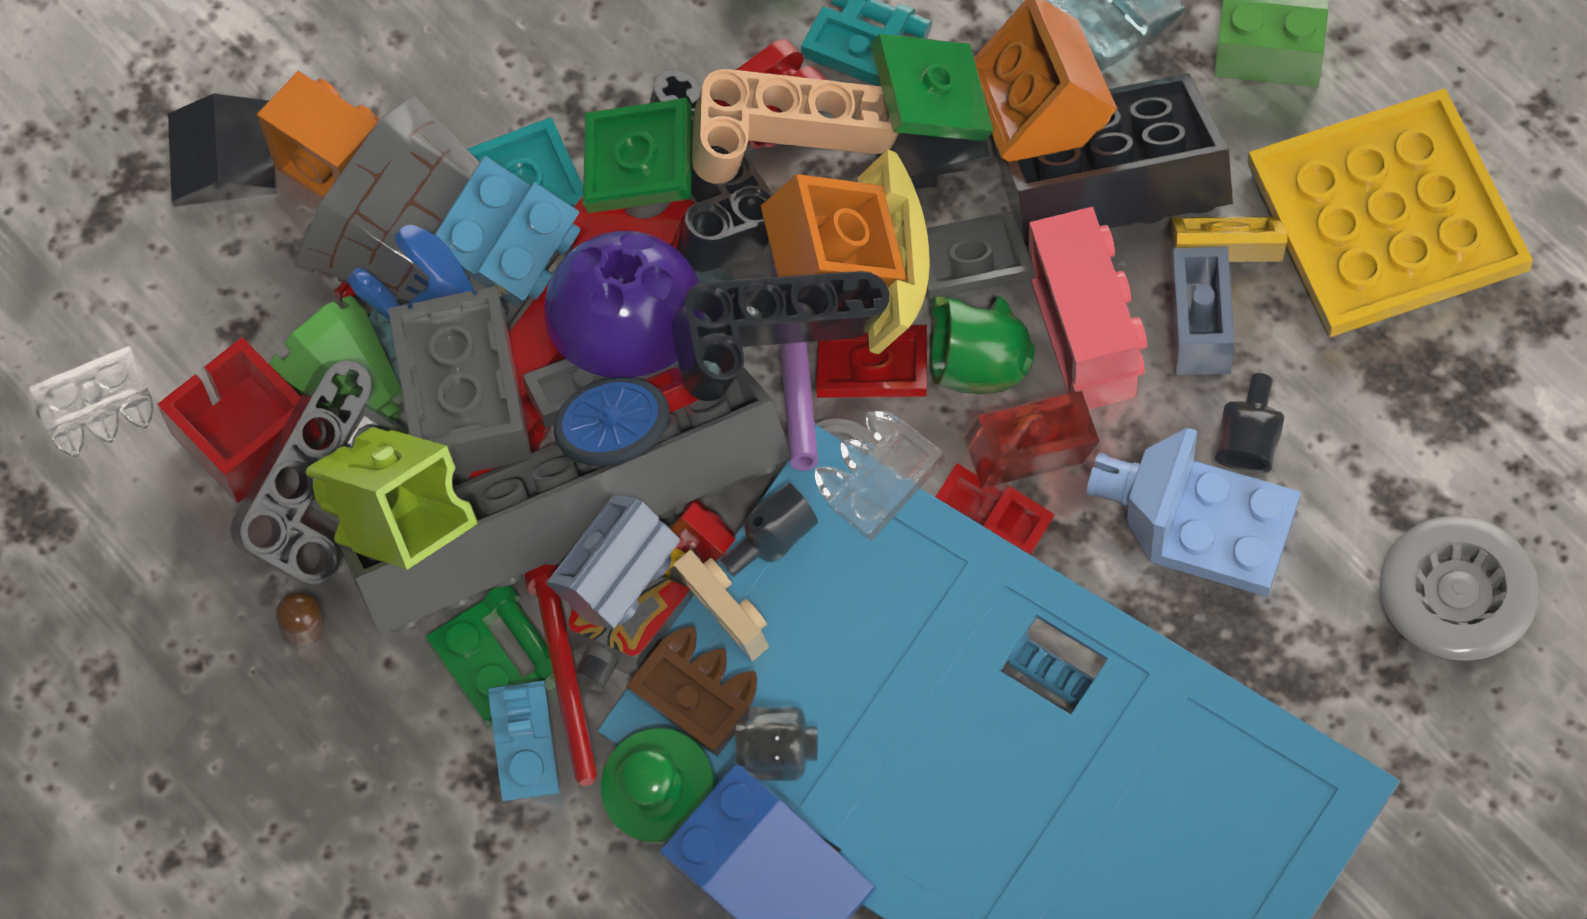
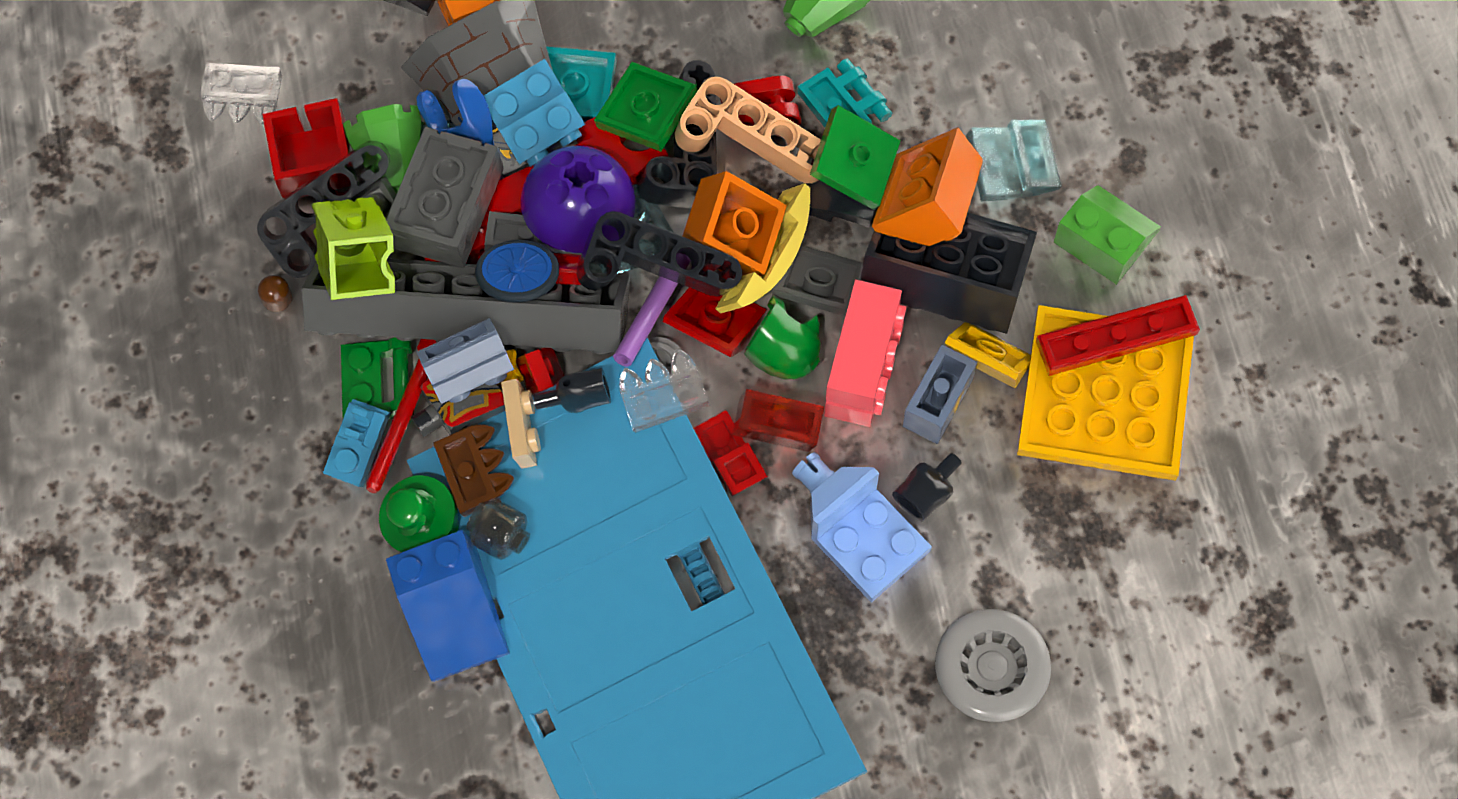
camera: 25 degrees right, 5 degrees up
(1363, 138) = (1117, 335): none -> red tile

